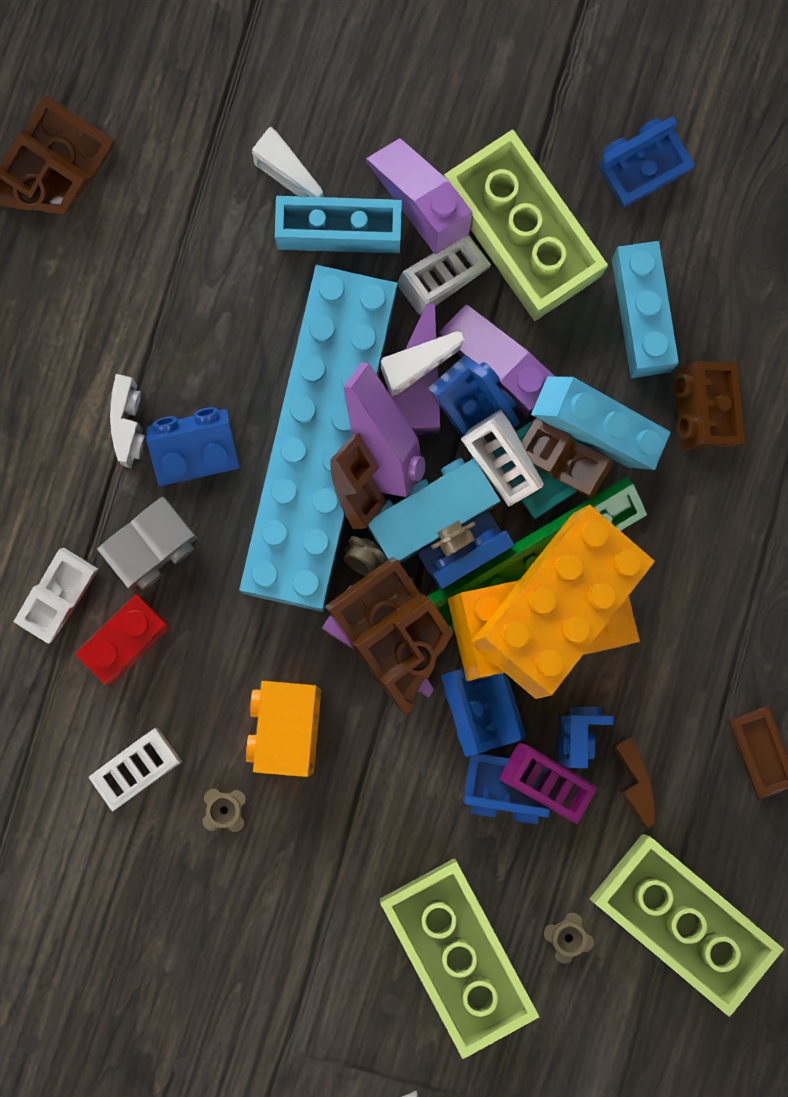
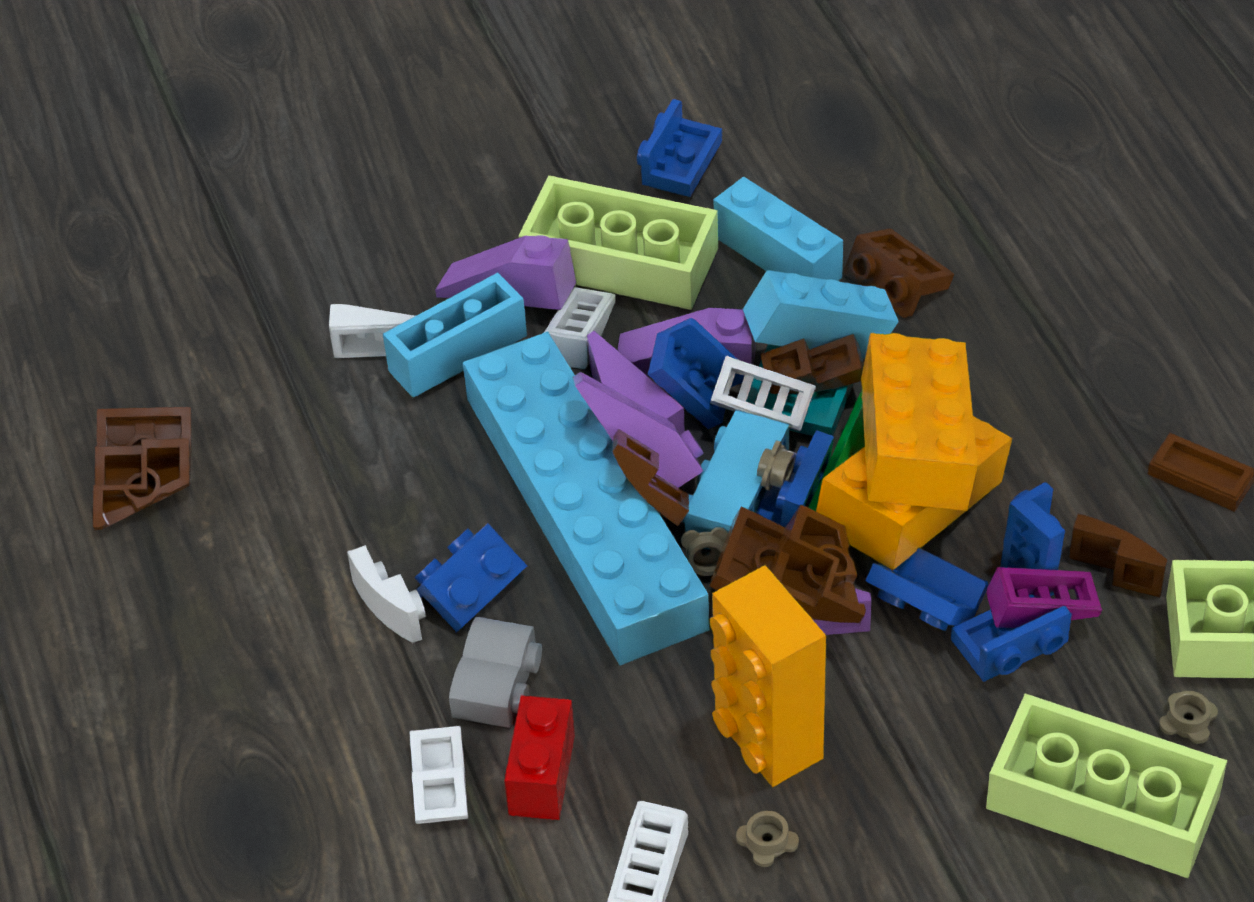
camera: 30 degrees left, 35 degrees down
(413, 363) = (622, 356): white slope -> none

